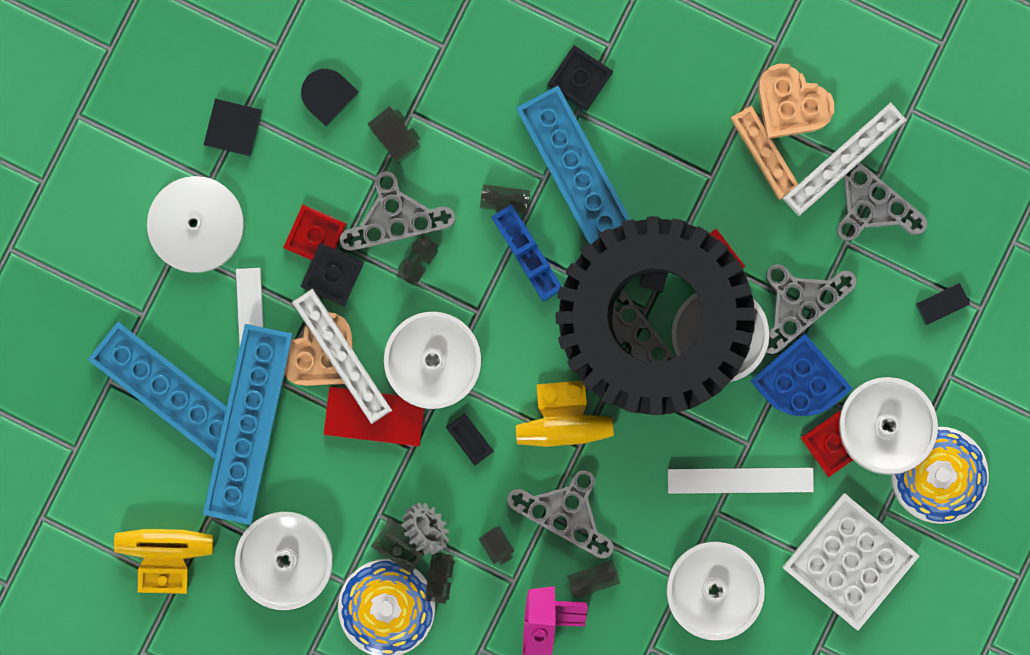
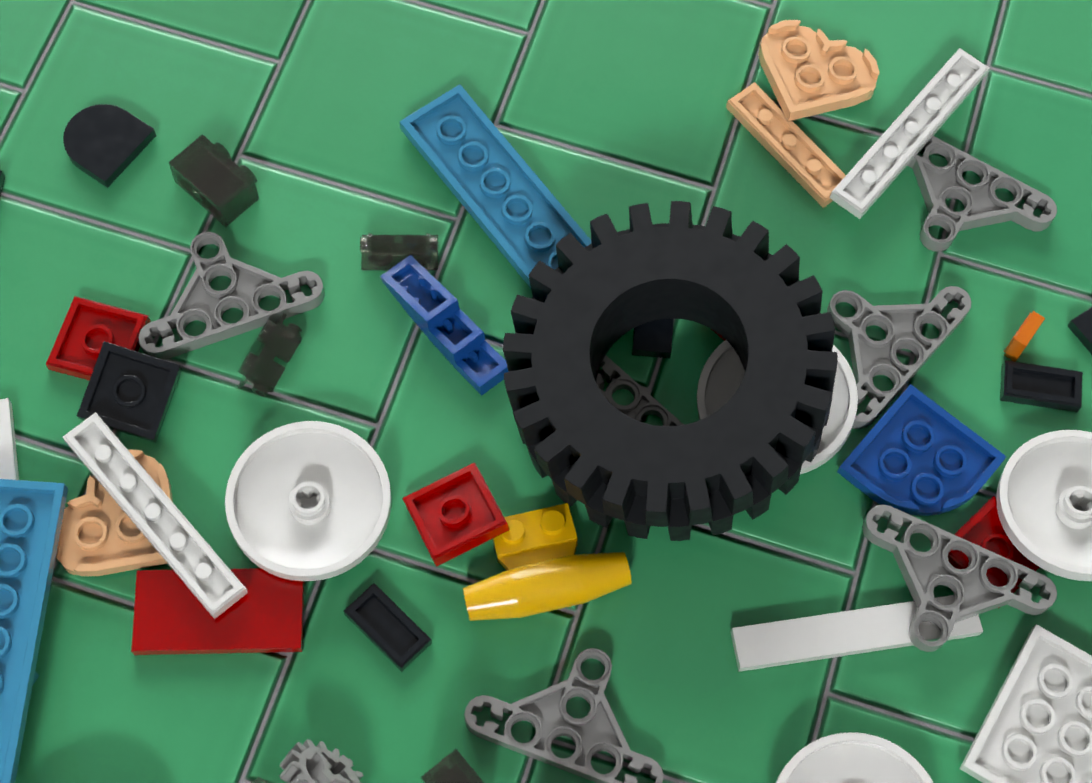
camera: 10 degrees left, 20 degrees down
(517, 378) = (455, 514): none -> red tile
(580, 78) = (494, 76): black tile -> none
(811, 466) = (970, 585): none -> light grey beam
(883, 310) = (1023, 336): none -> orange tile
(887, 342) = (1041, 386): none -> black tile

